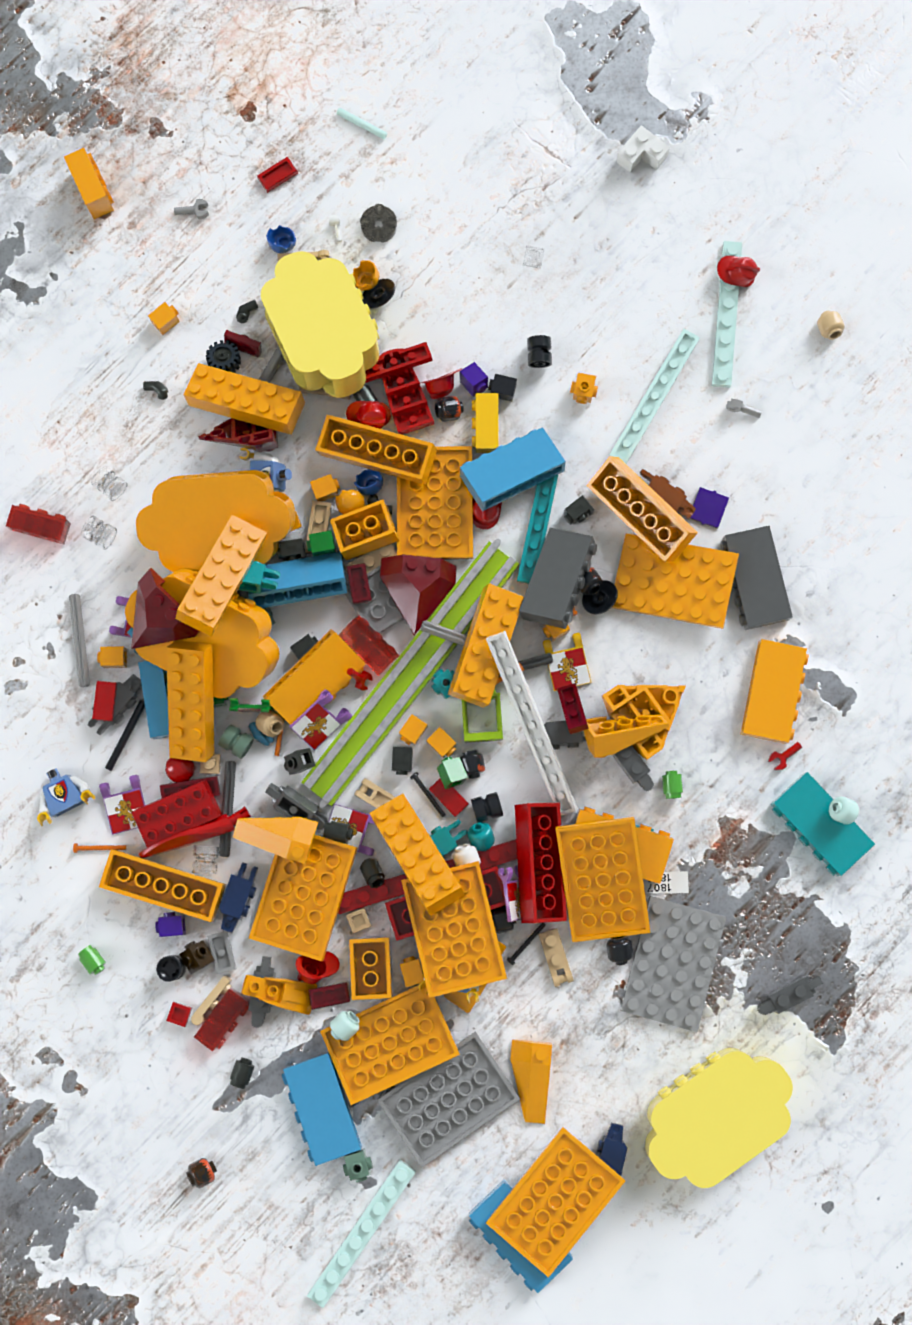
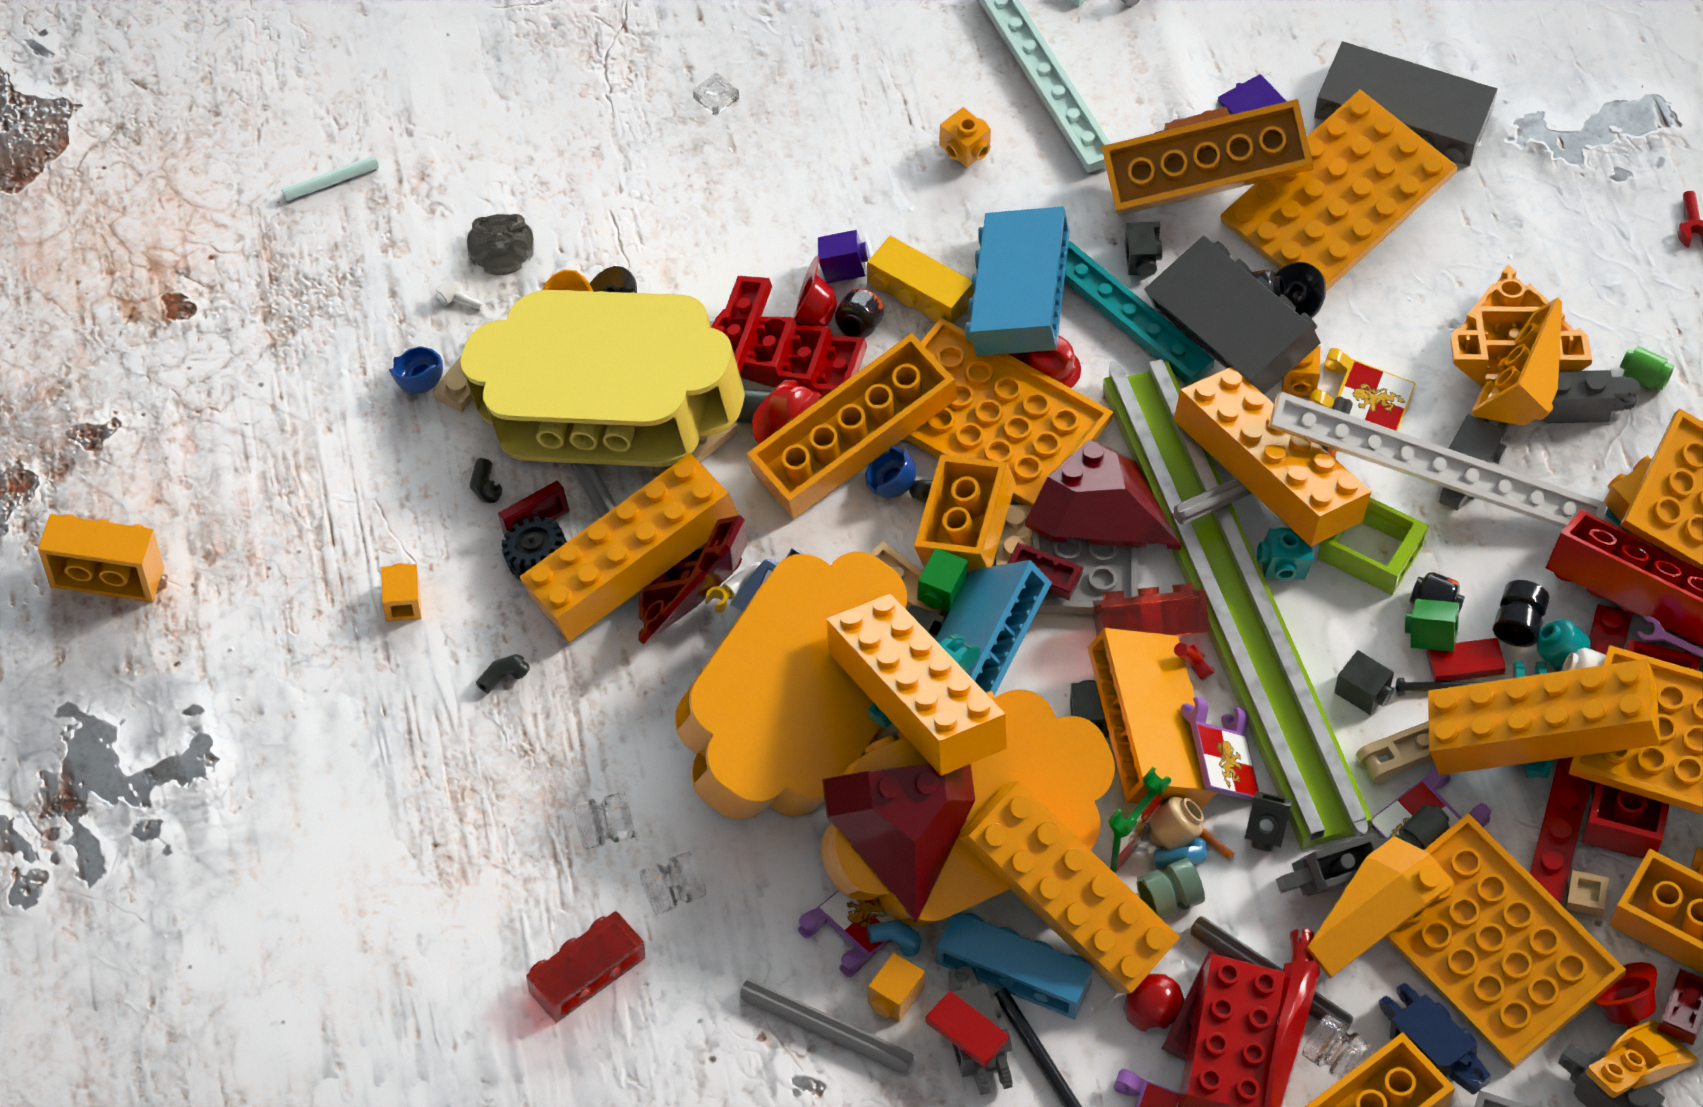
camera: 60 degrees left, 25 degrees down
(193, 209) = (263, 458): light grey bar -> none
(212, 766) = (1181, 959): tan plate -> none
(277, 174) = (309, 324): red tile -> none
(325, 488) = (852, 533): light orange brick -> none
(349, 501) = (902, 513): light orange hair -> none
(372, 873) = (1522, 824): pearl dark grey brick -> none
(412, 730) = (1326, 641): light orange brick -> none
(442, 743) = (1376, 612): light orange brick -> none
(504, 386) = (880, 225): black brick -> none
(539, 351) = (862, 157): black wheel -> none
(572, 708) = (1446, 411): dark red plate -> none
(774, 691) = (1589, 176): light orange brick -> none

